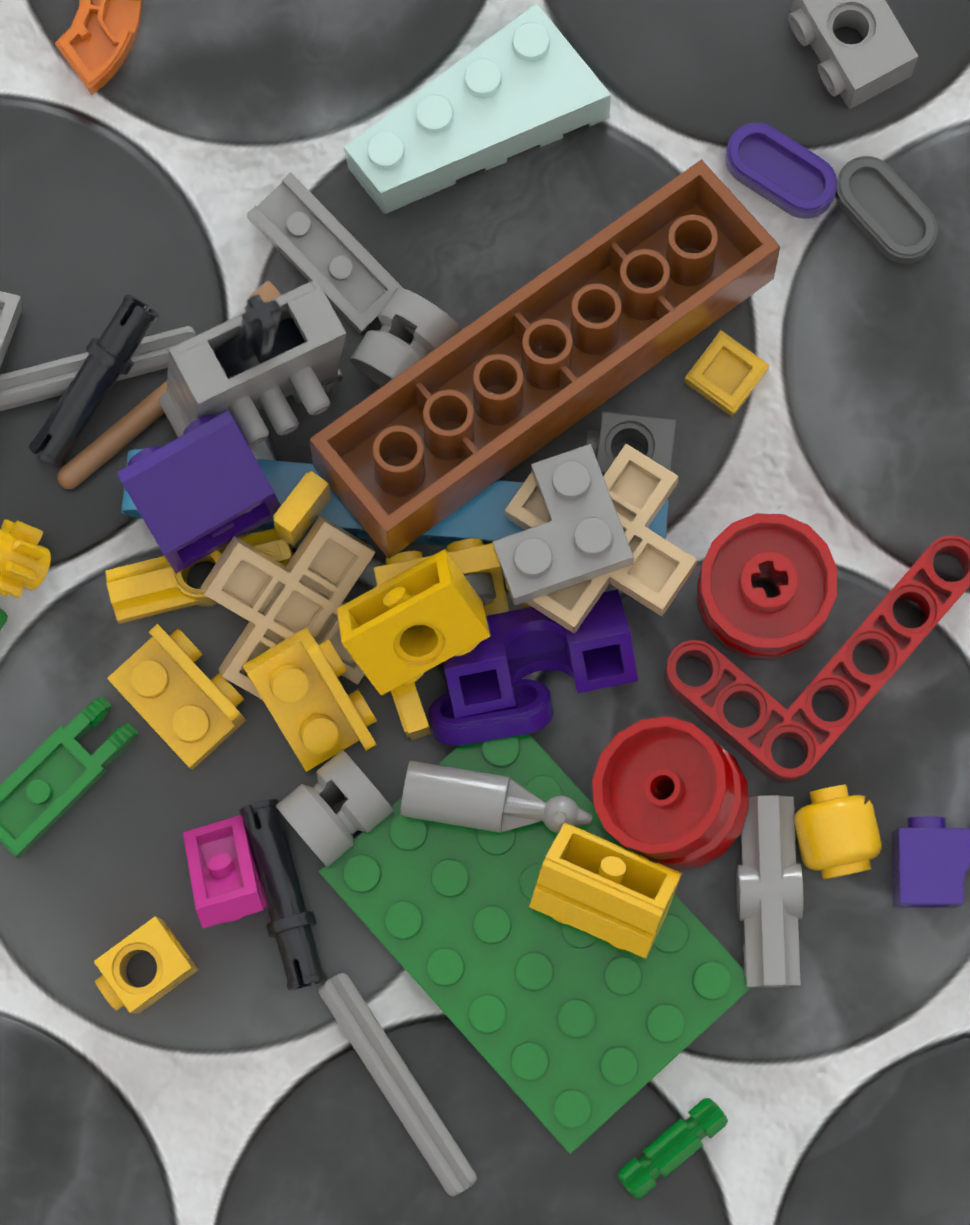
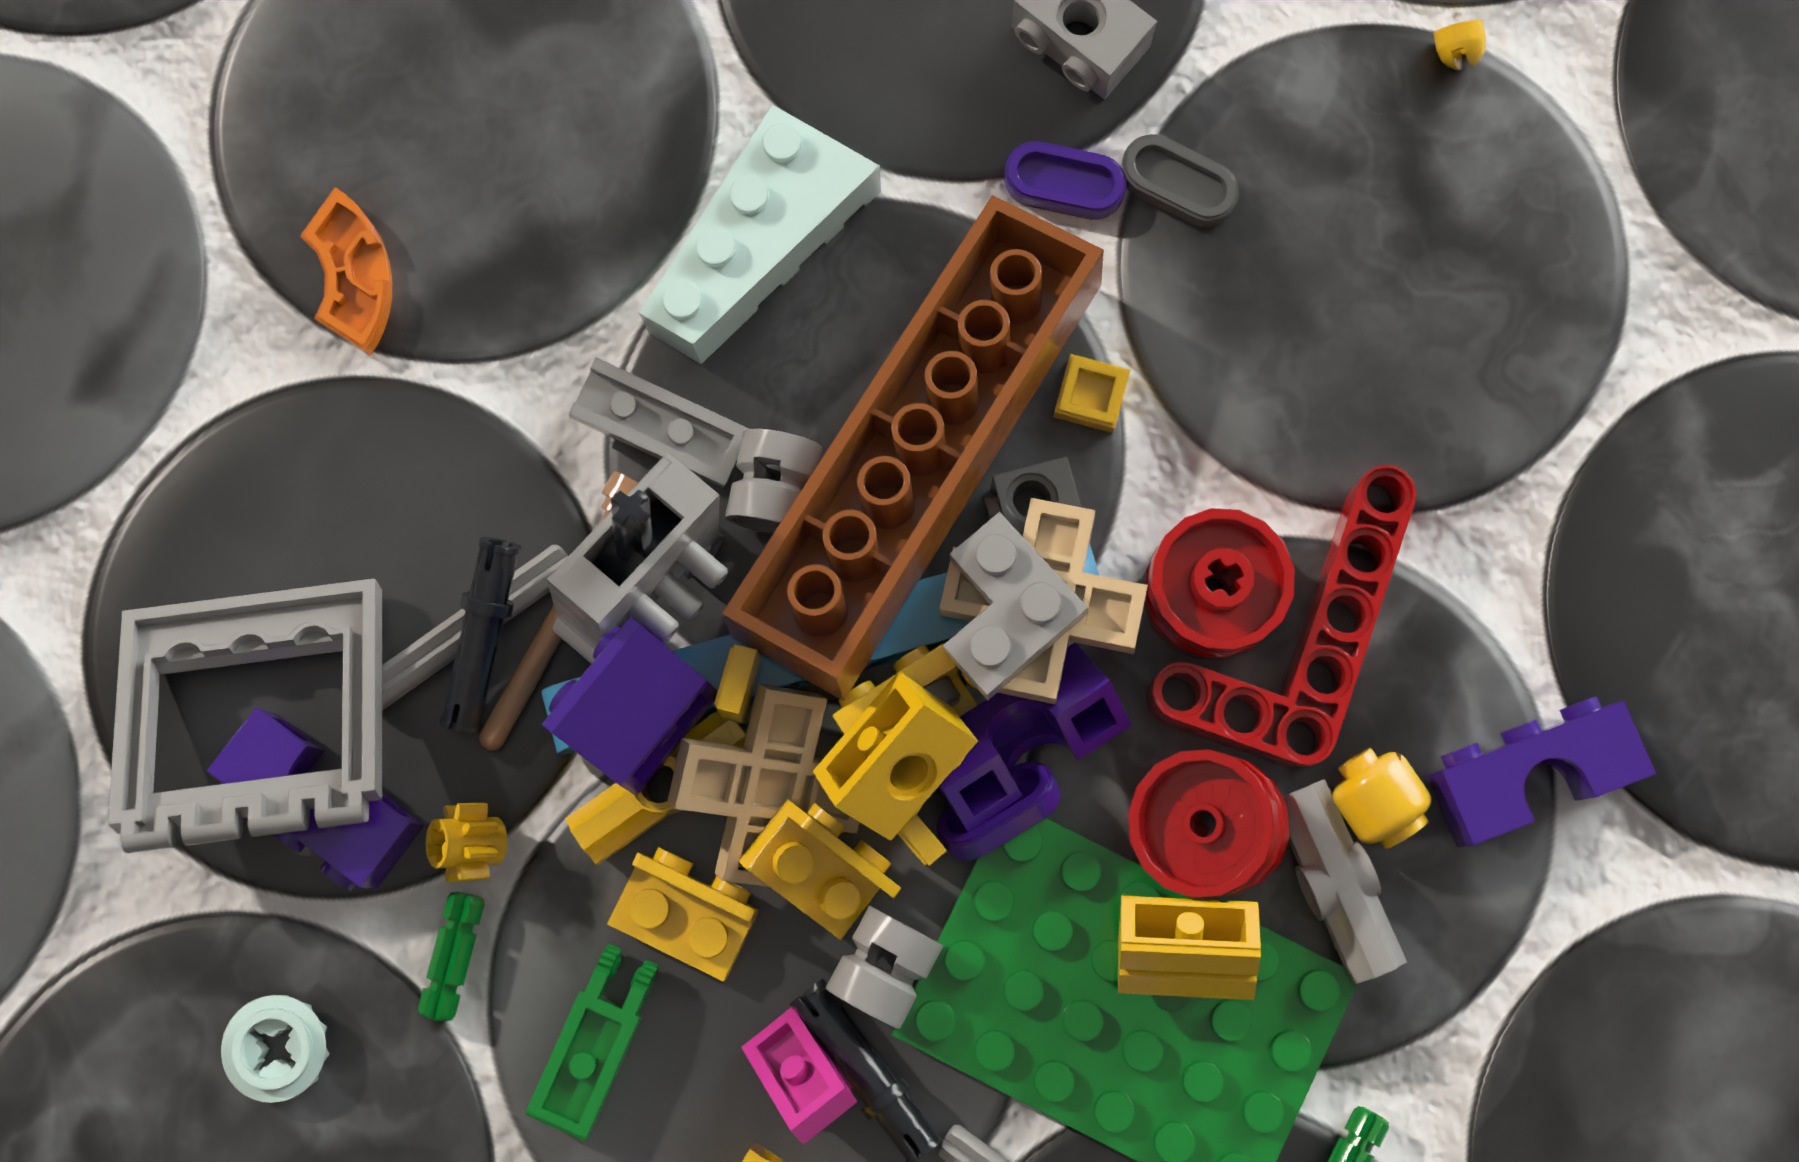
camera: 25 degrees left, 0 degrees up
(481, 800) = (1029, 904): light grey wheel -> none

